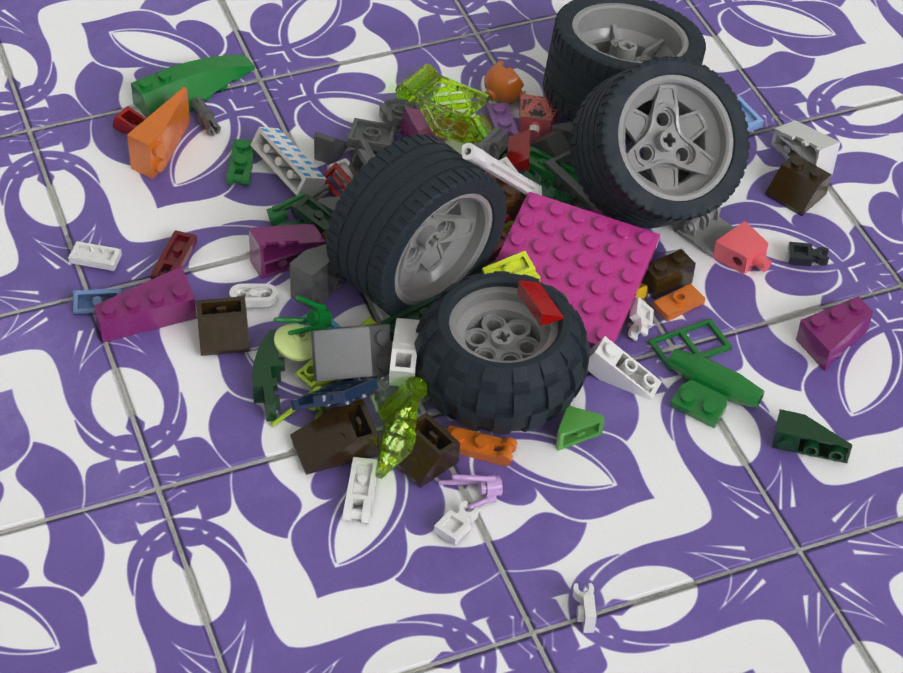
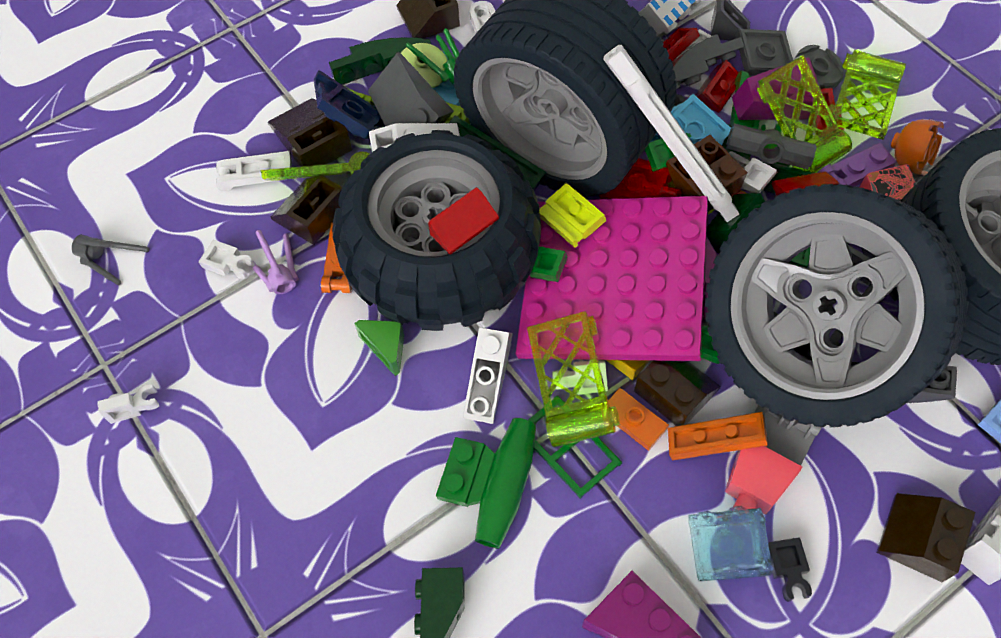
camera: 80 degrees right, 15 degrees up
(407, 623) = (92, 248): none -> dark grey plant
(679, 317) = (579, 419): none -> clear neon green piece
(710, 257) = (717, 436): none -> orange tile
(788, 271) = (730, 544): none -> clear light blue slope

